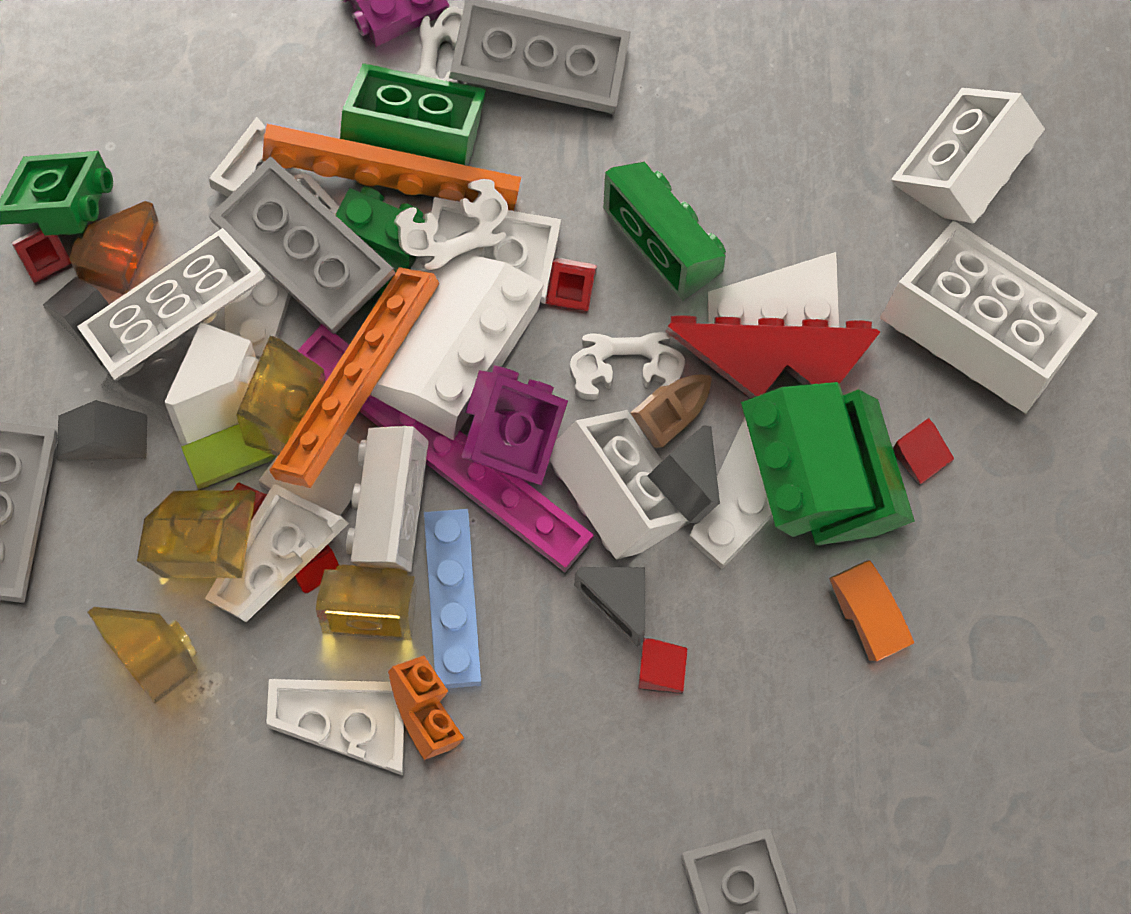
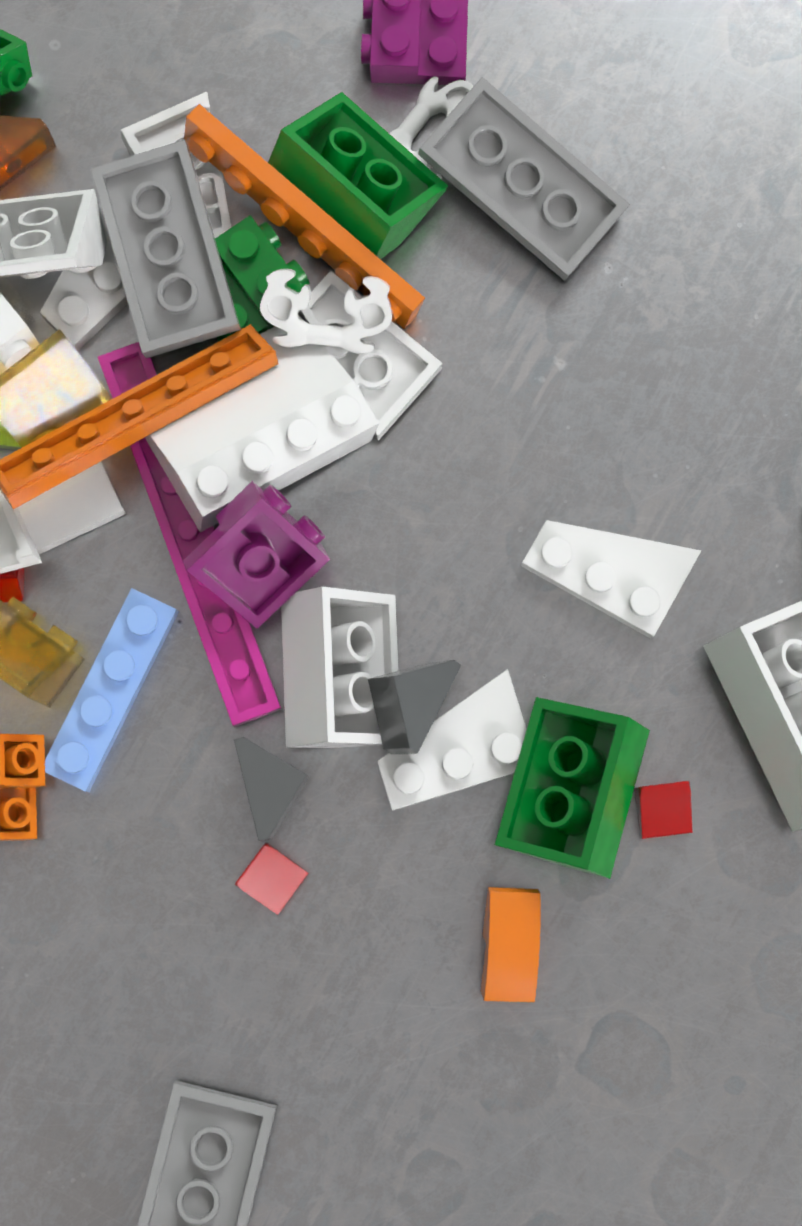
camera: 30 degrees right, 10 degrees up
(388, 498) = (96, 561): white slope -> none
(571, 284) = (417, 433): red slope -> none
(589, 369) = (381, 532): white helmet -> none
(662, 227) = (540, 427): green slope -> none
(672, 408) = (437, 621): medium nougat plate -> none
(757, 354) = (557, 617): red slope -> none
(807, 456) = (534, 756): green slope -> none

